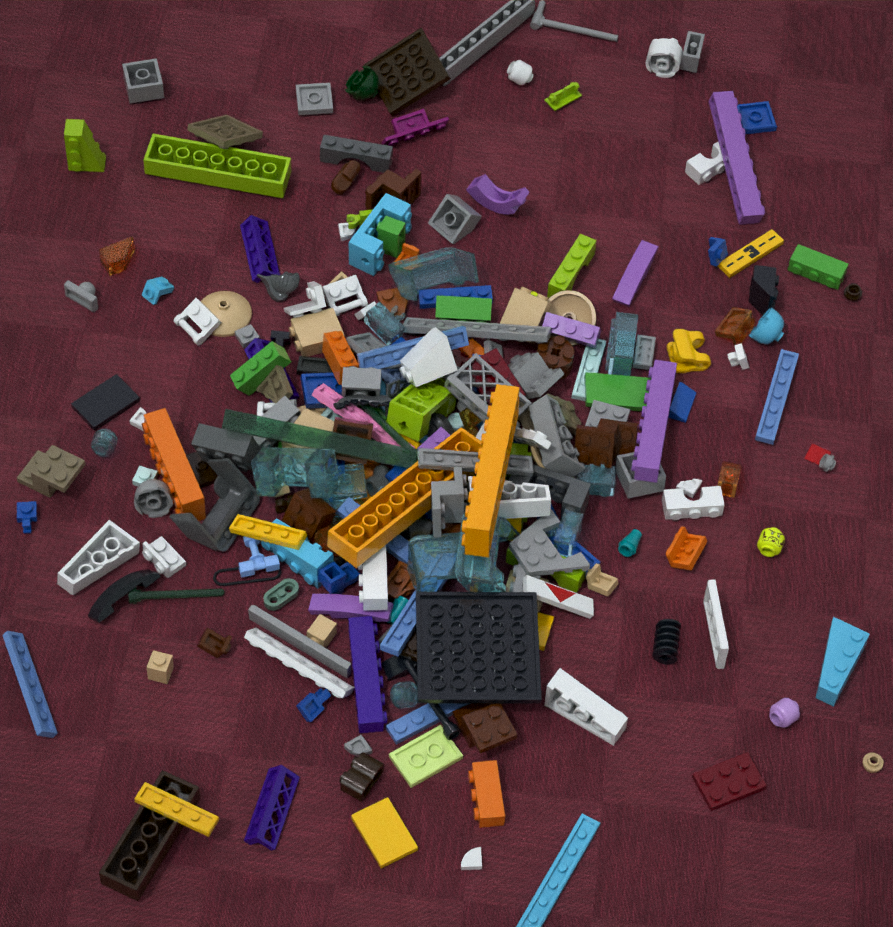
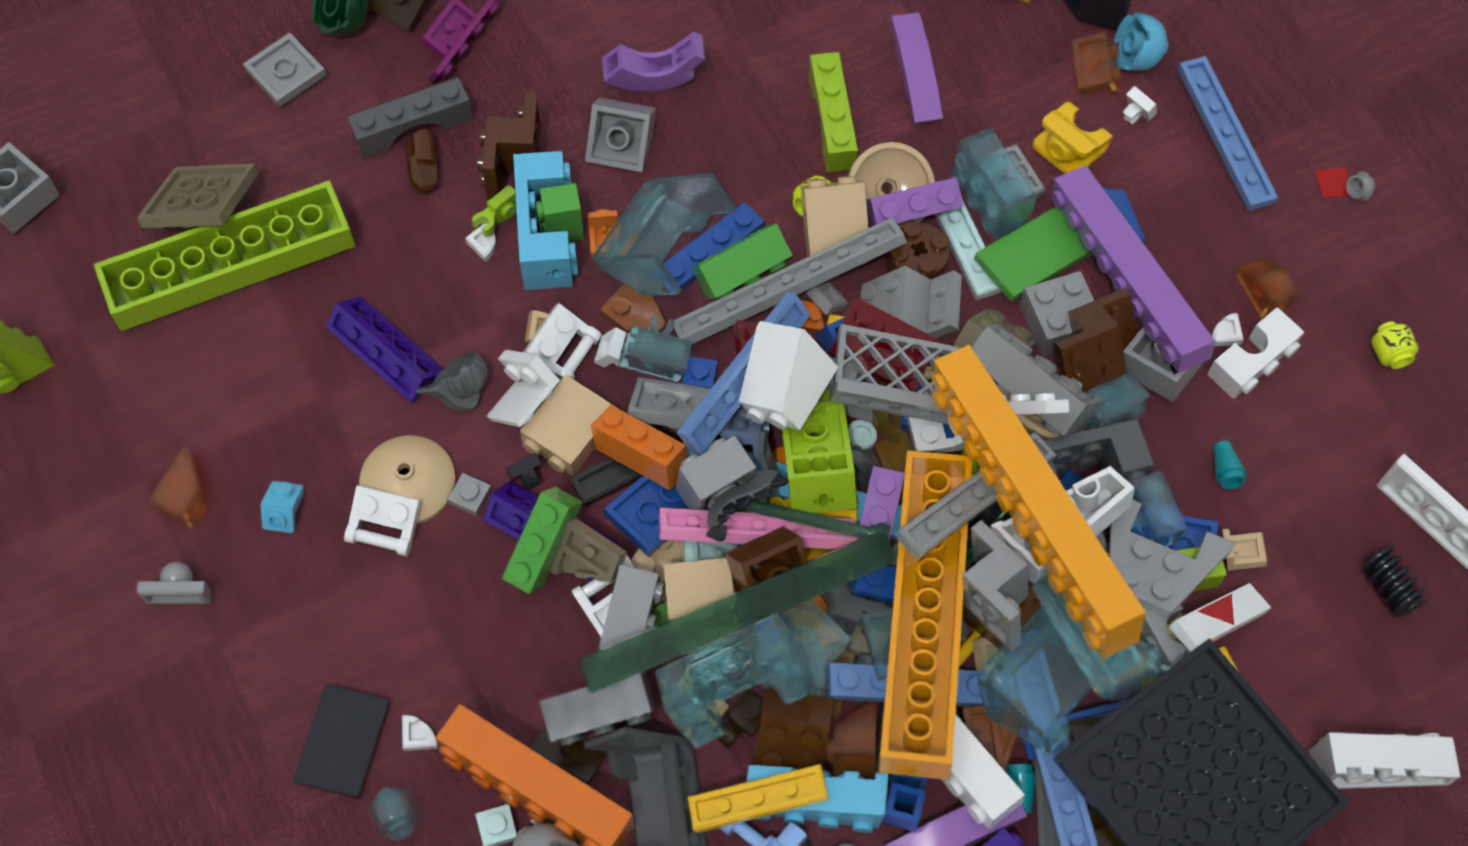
camera: 35 degrees left, 10 degrees up
(685, 549) = (1305, 428): orange bracket -> none

